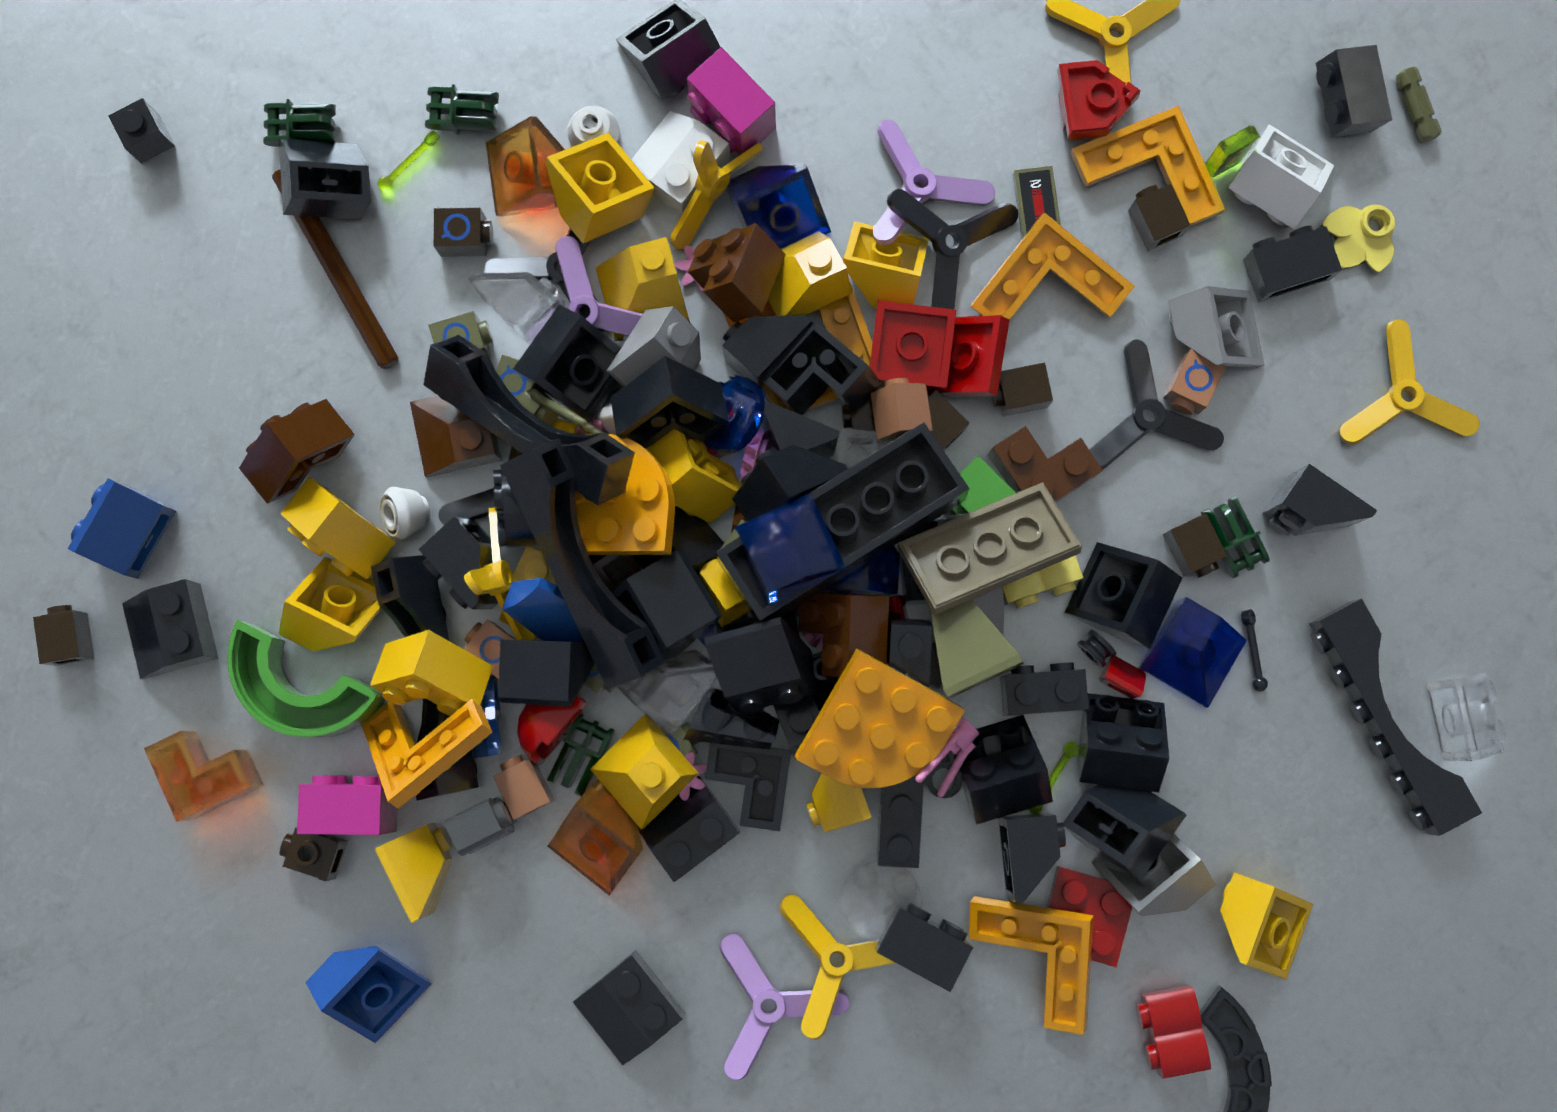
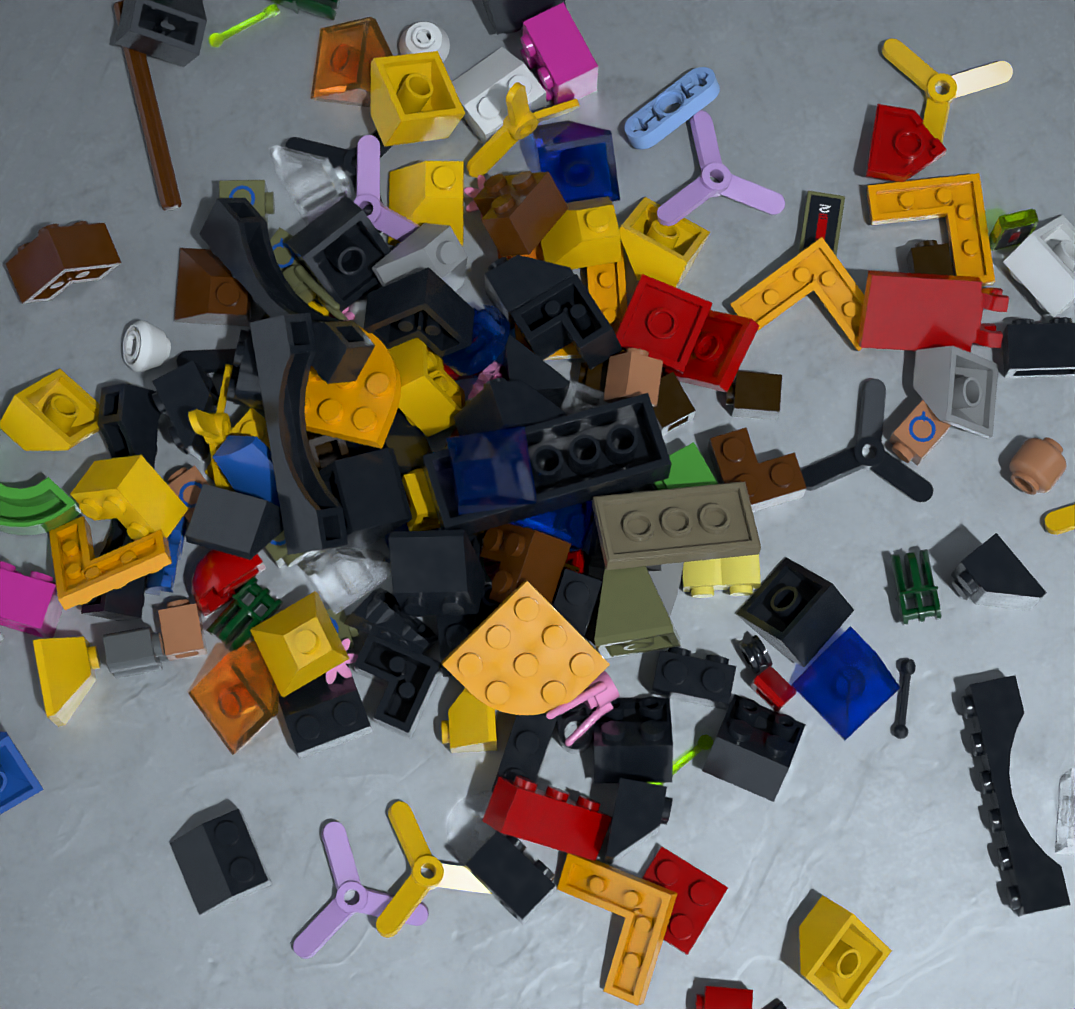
camera: 10 degrees right, 5 degrees down
(333, 527) = (77, 339): yellow brick -> none
(461, 232) = (274, 104): dark brown brick -> none
(866, 106) = (697, 99): none -> light blue beam
(942, 877) = (547, 817): none -> red brick
(963, 234) = (743, 236): black piece -> none
(1124, 826) = (730, 821): black slope -> none
(1169, 885) = (750, 873): light grey slope -> none
(1171, 258) = (928, 312): none -> red tile
(1195, 546) = (876, 585): dark brown brick -> none
(1320, 381) = (1037, 465): none -> nougat head

